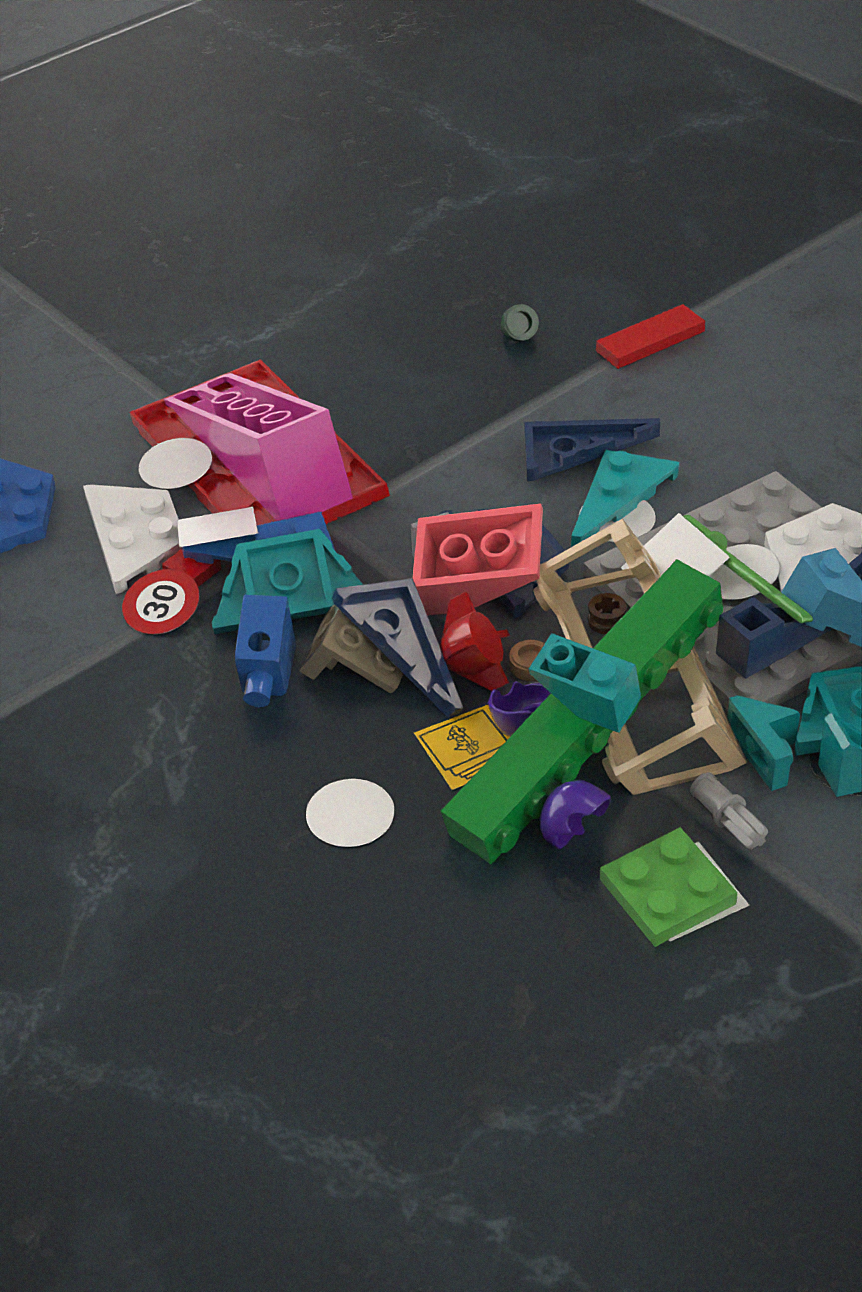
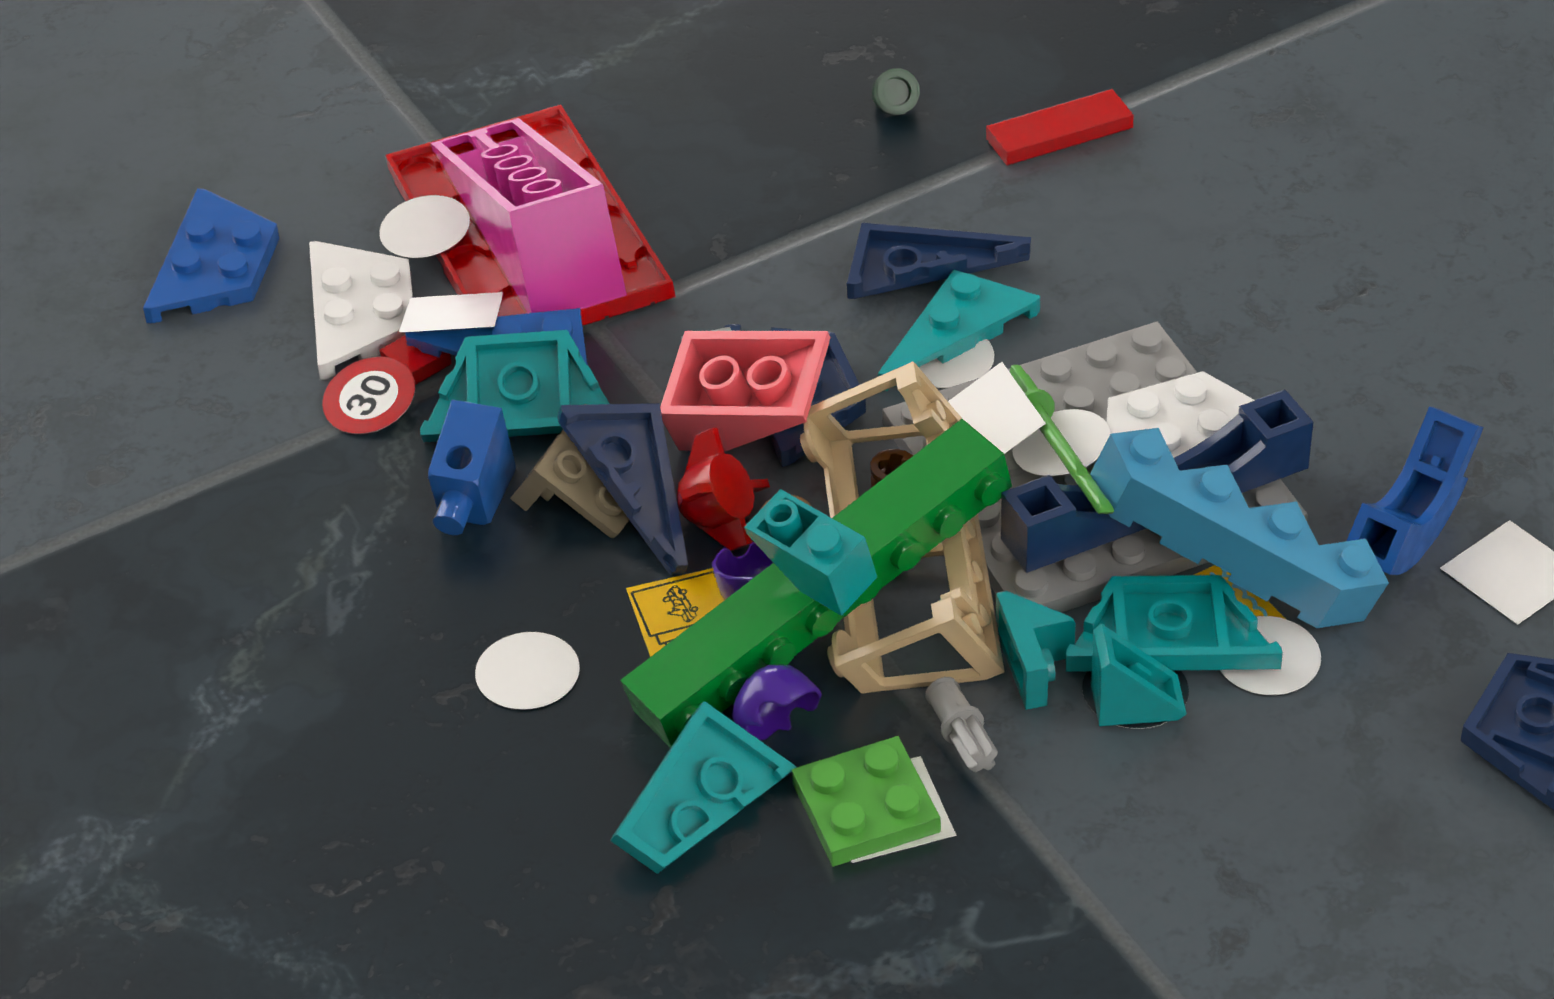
camera: 10 degrees right, 0 degrees up
(526, 896) = (697, 788): none -> teal wing

